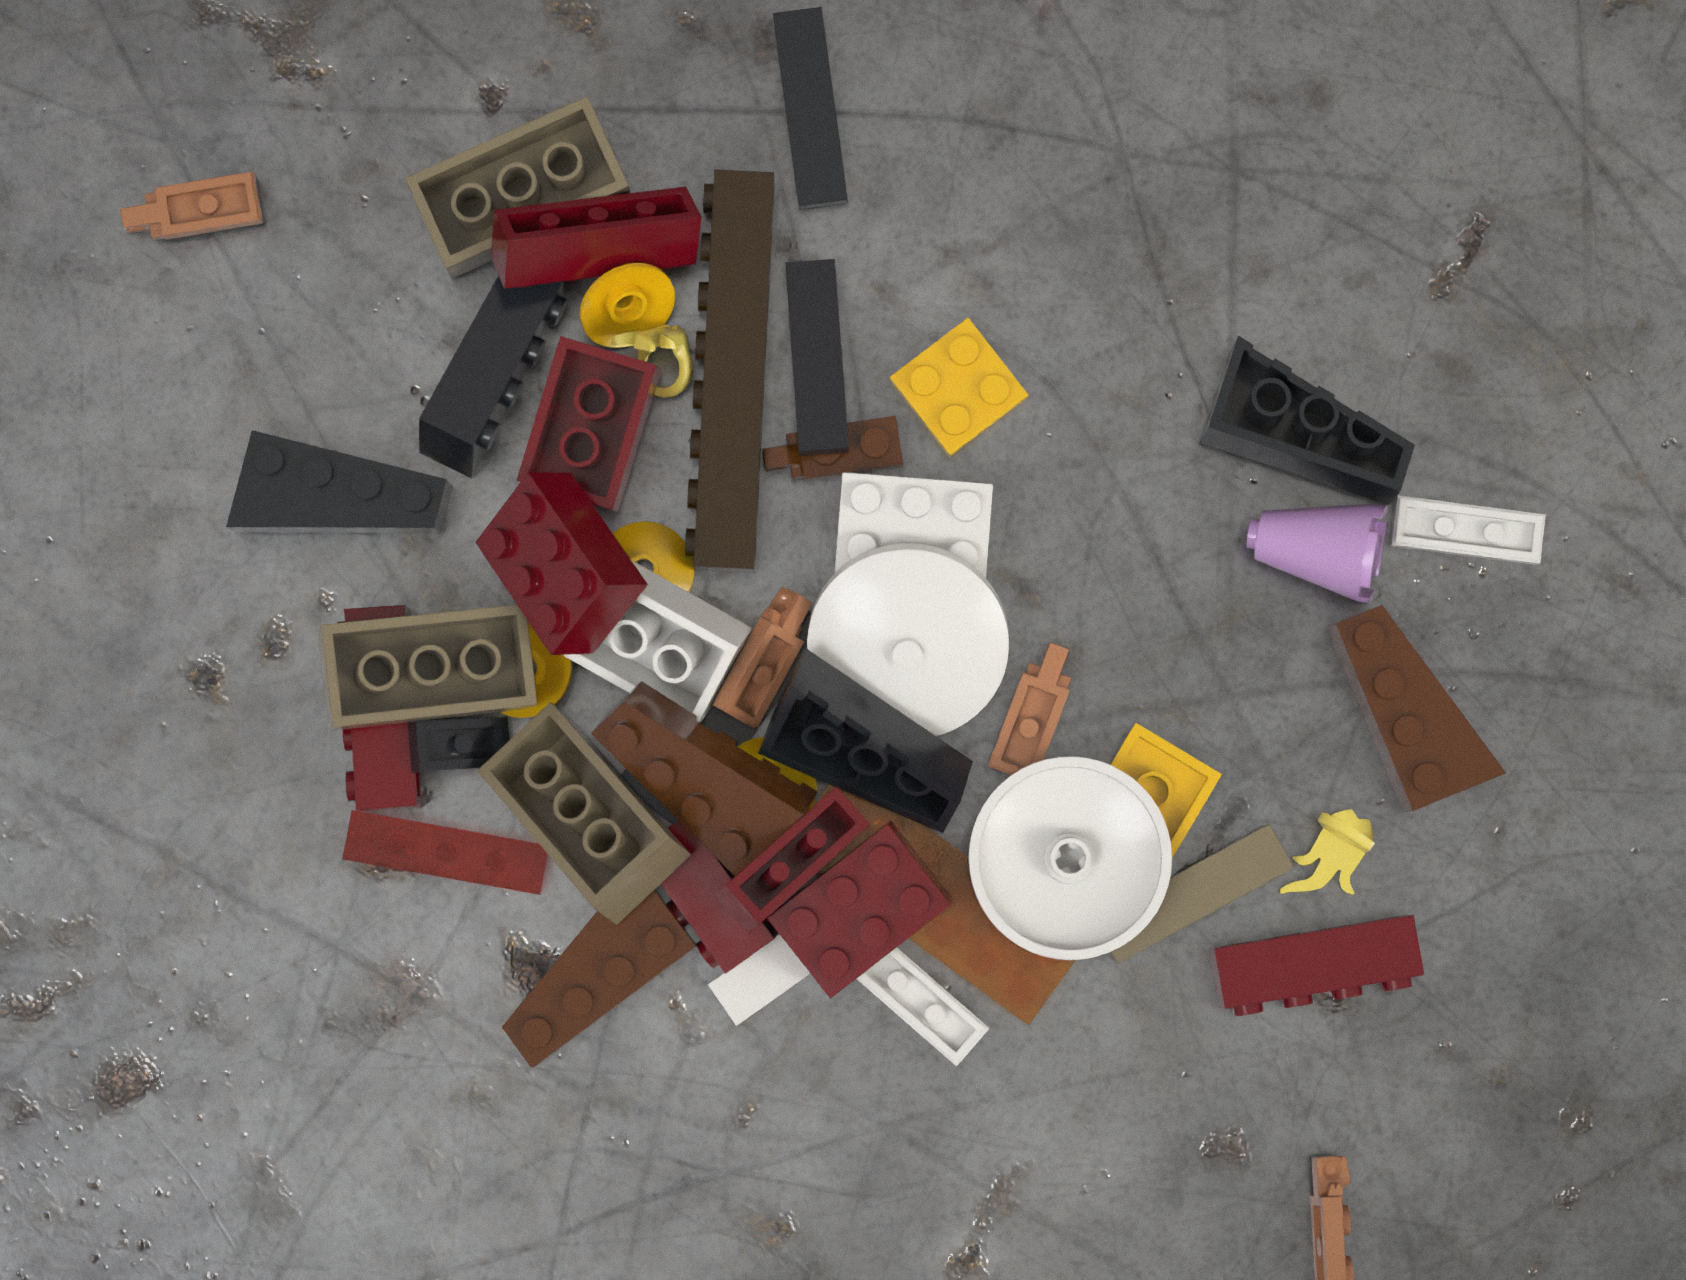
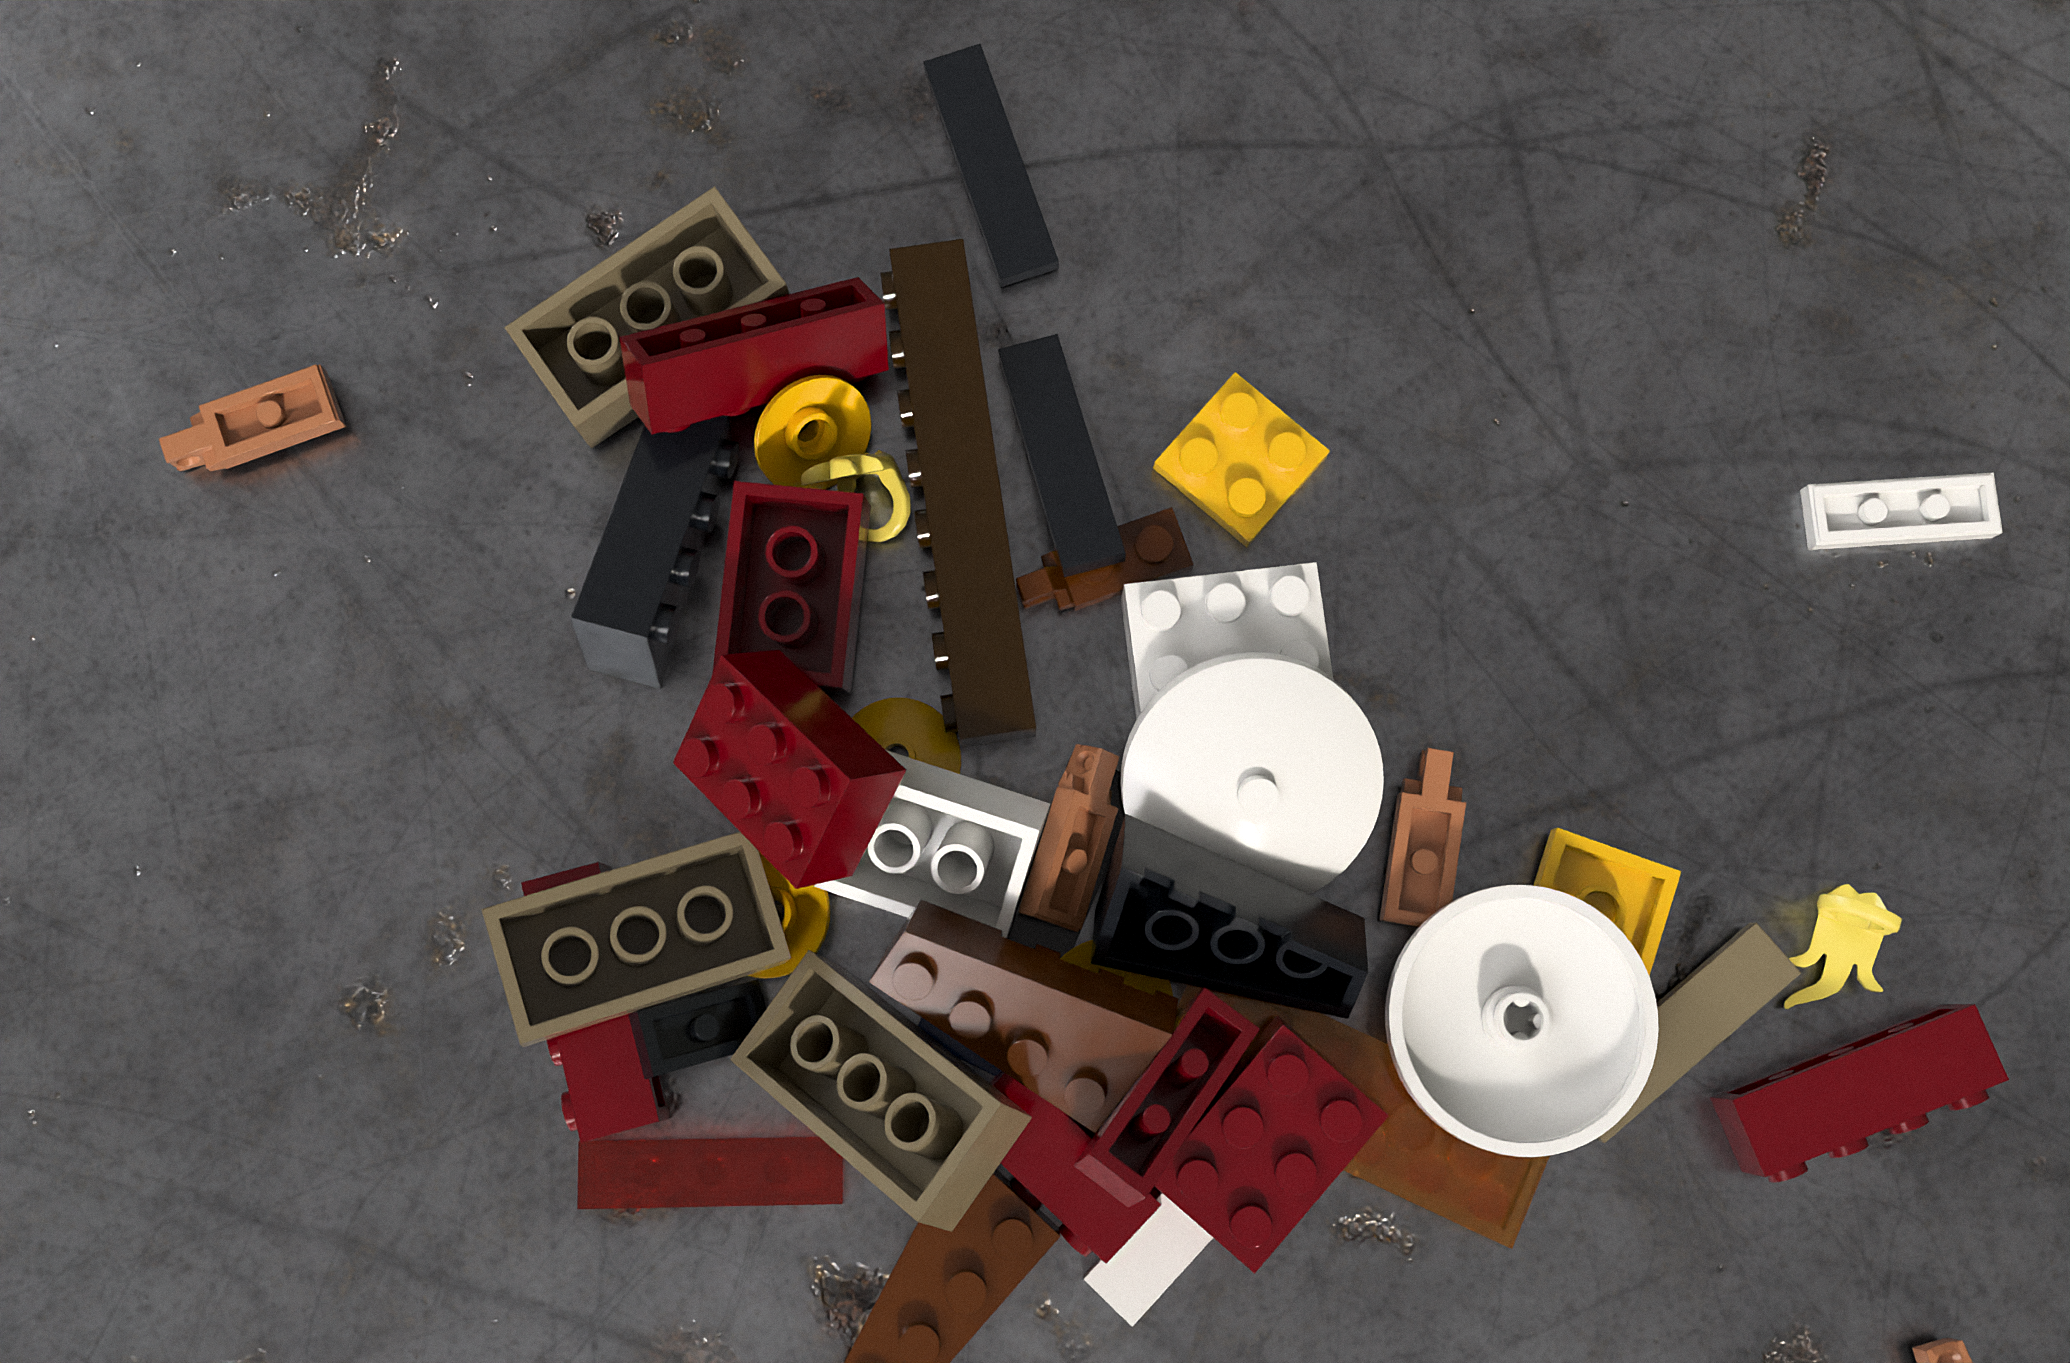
camera: 10 degrees left, 5 degrees down
(320, 490) = (470, 738): black wedge -> none
(924, 1005) = (1375, 1252): white tile -> none
(1301, 429) = (1679, 424): black wedge -> none
(1324, 545) = (1743, 560): lavender cone -> none
(1411, 717) = (1897, 750): reddish brown wedge -> none

